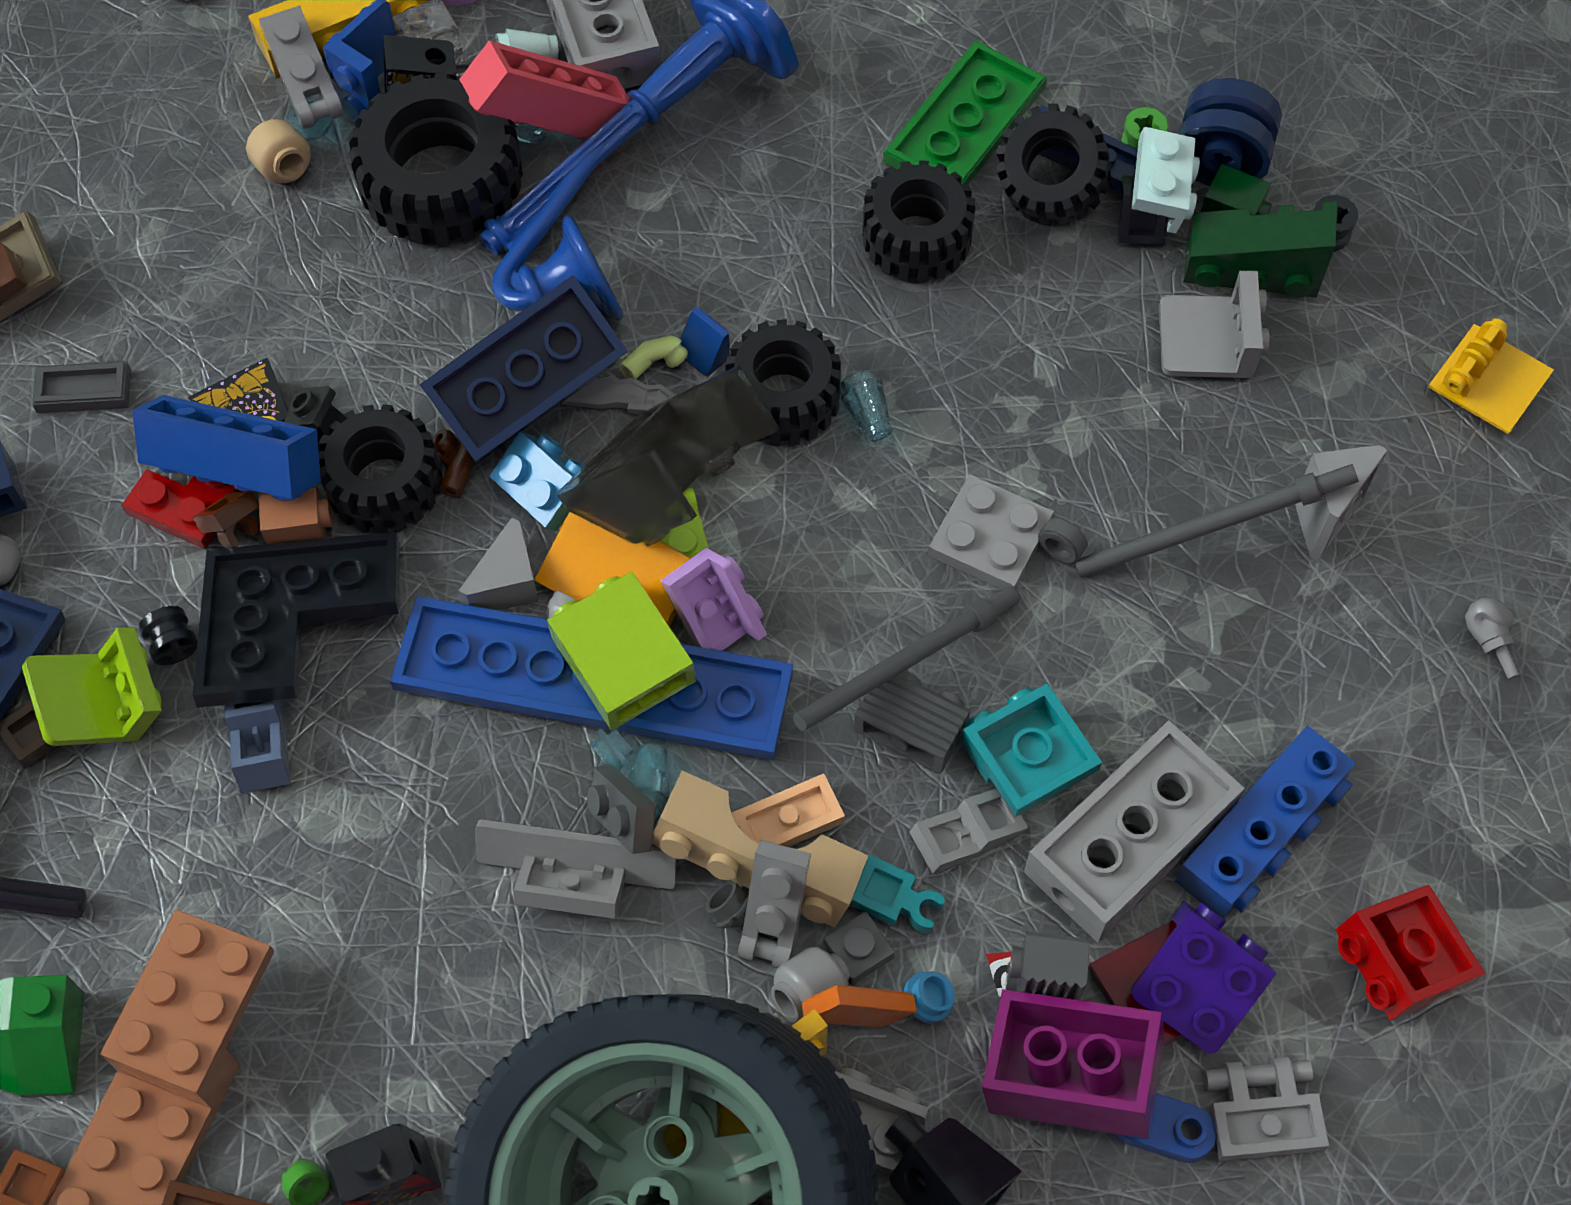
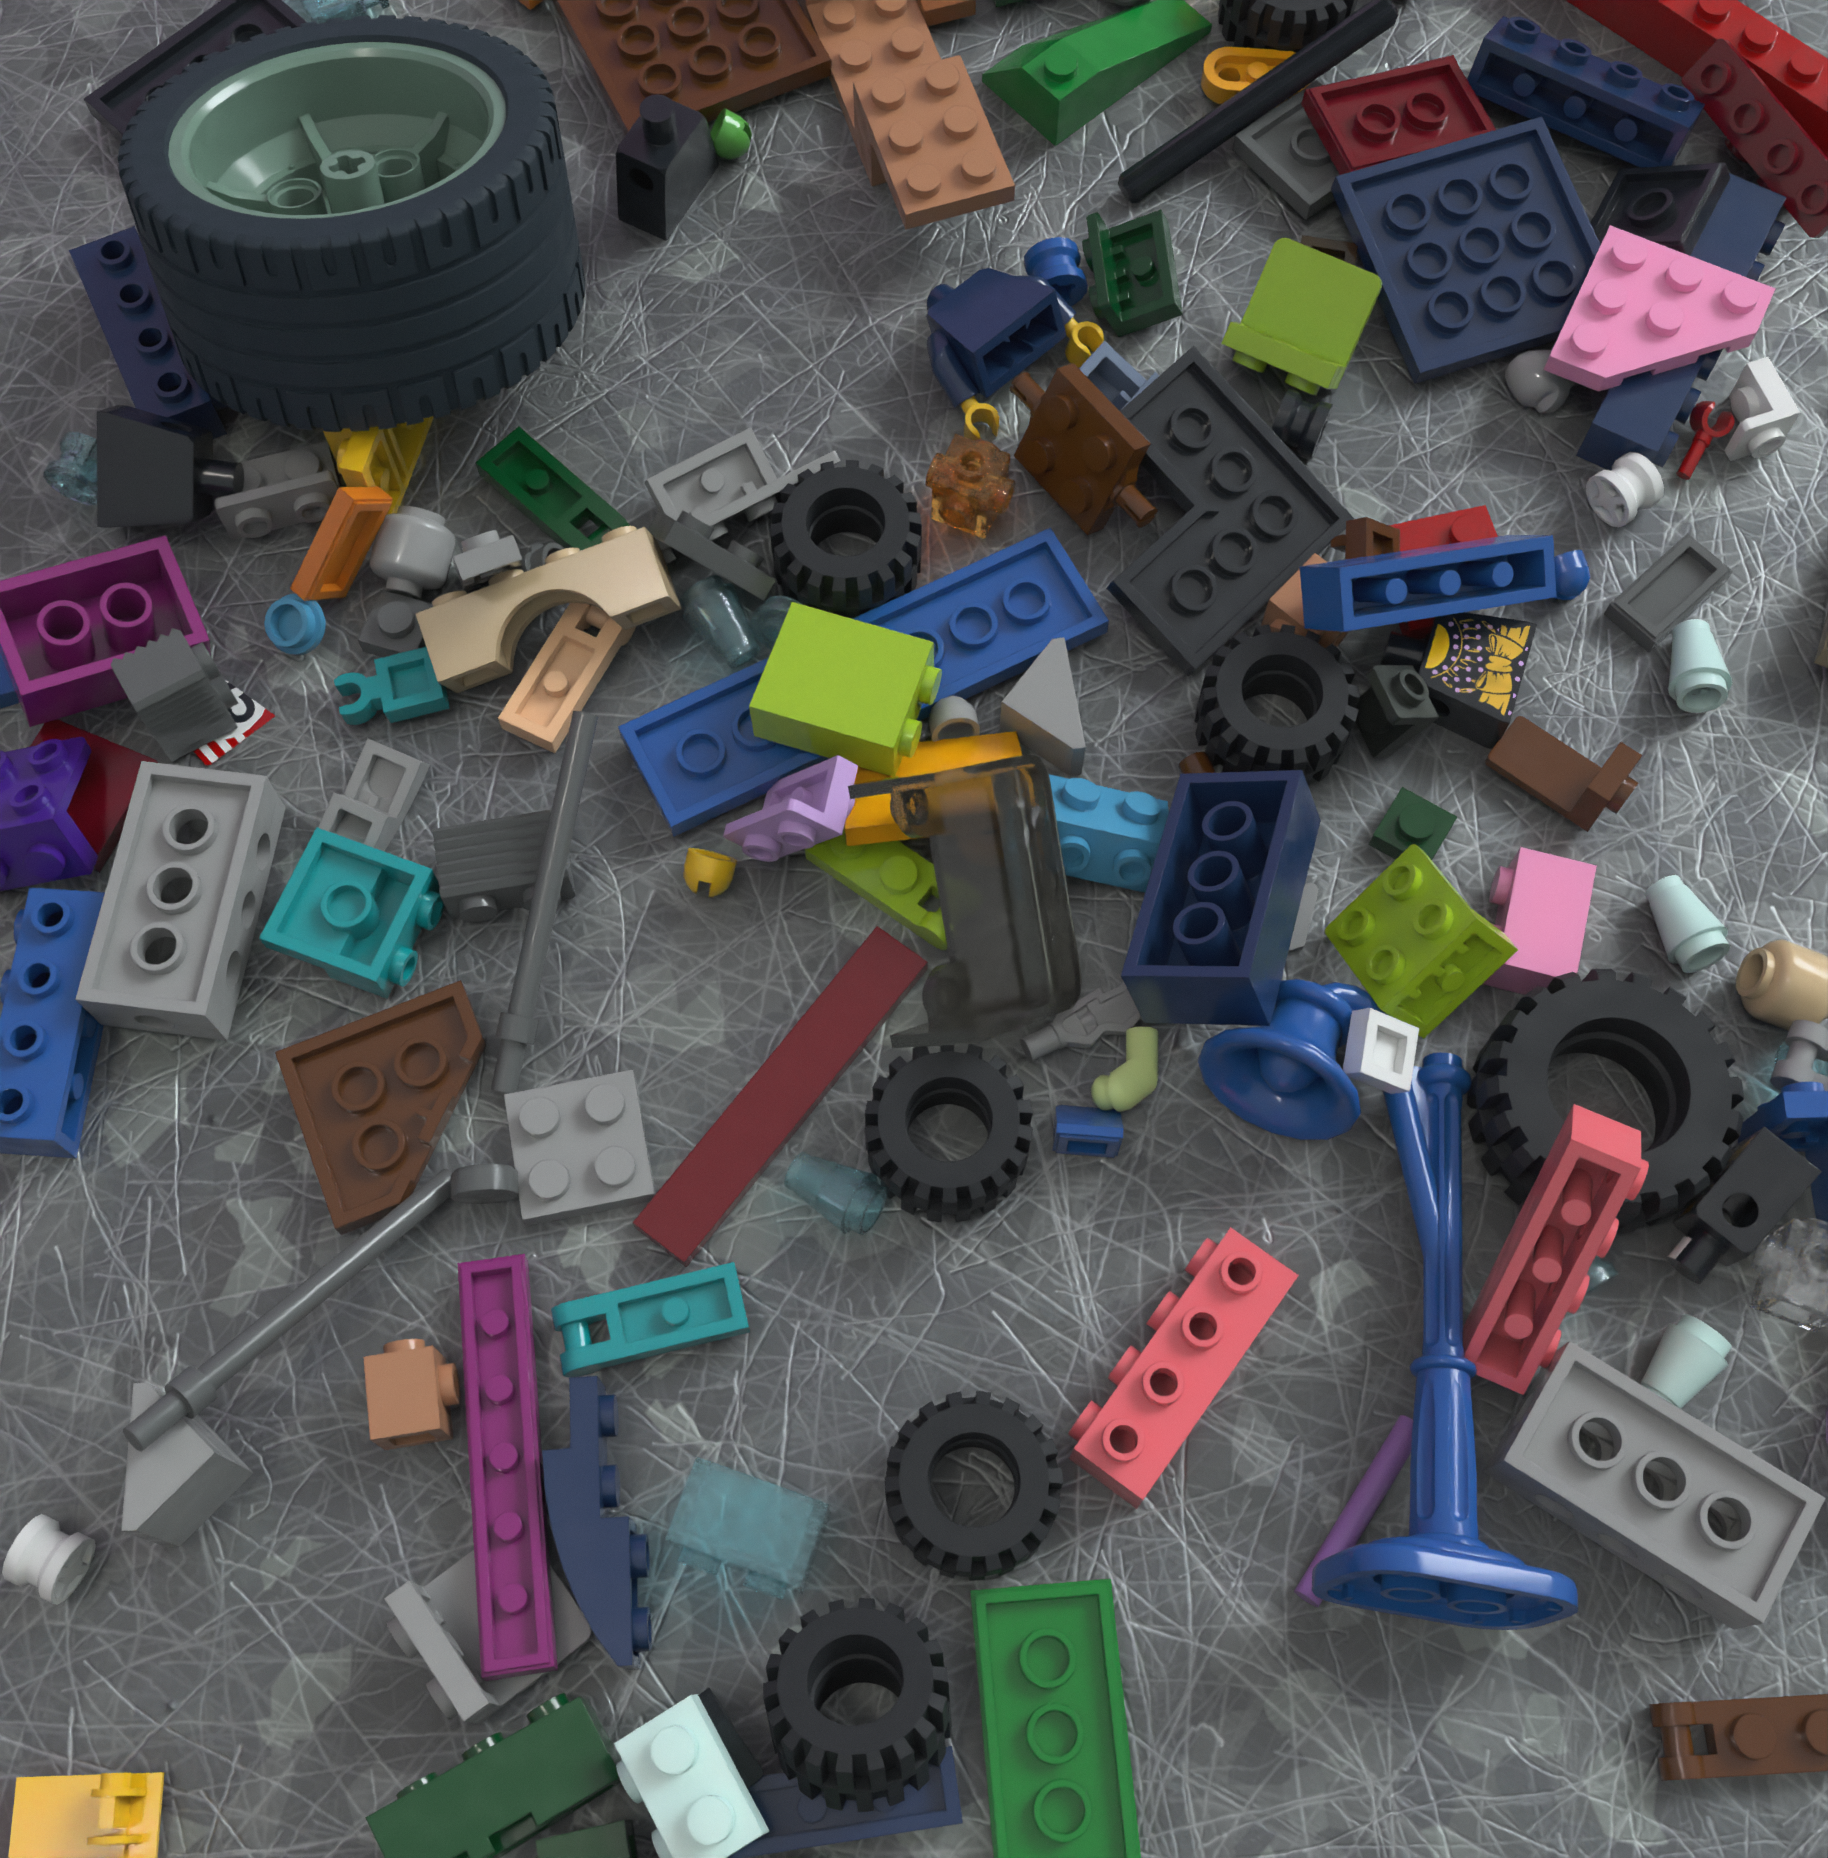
camera: 140 degrees right, 5 degrees up
(35, 450) = (1627, 487): none -> white wheel
(122, 330) = (1697, 668): none -> light aqua cone
(122, 435) = (1571, 574): none -> blue hinge
(147, 824) = (1132, 272): none -> dark green bracket
(200, 865) = (1058, 263): none -> blue wheel
(261, 320) = (1561, 774): none -> reddish brown bracket
(290, 843) = (993, 332): none -> dark blue torso
(291, 216) = (1686, 925): none -> light aqua cone
(324, 704) = (1082, 449): none -> reddish brown plate
(366, 266) = (1543, 914): none -> bright pink brick
(372, 367) = (1412, 822): none -> dark green plate
(410, 746) = (970, 485): none -> clear orange brick
(443, 297) = (1417, 942): none -> lime bracket
(517, 728) = (846, 502): none -> black tyre
(526, 242) = (1380, 1051): none -> white plate
(681, 949) = (547, 491): none -> dark green plate
(735, 104) = (1363, 1501): none -> medium lavender bar
(763, 204) = (1181, 1367): none -> coral brick
(788, 624) = (709, 868): none -> yellow hinge
(850, 480) = (780, 1096): none -> dark red tile
(1020, 414) = (651, 1319): none -> teal plate
(1045, 284) = (747, 1527): none -> clear light blue brick
(1087, 636) = (380, 1098): none -> reddish brown plate
(1124, 340) = (596, 1551): none -> dark blue slope
(1149, 400) = (506, 1470): none -> magenta tile
(1181, 461) = (410, 1394): none -> nougat brick
(1435, 515) = (48, 1559): none -> white wheel

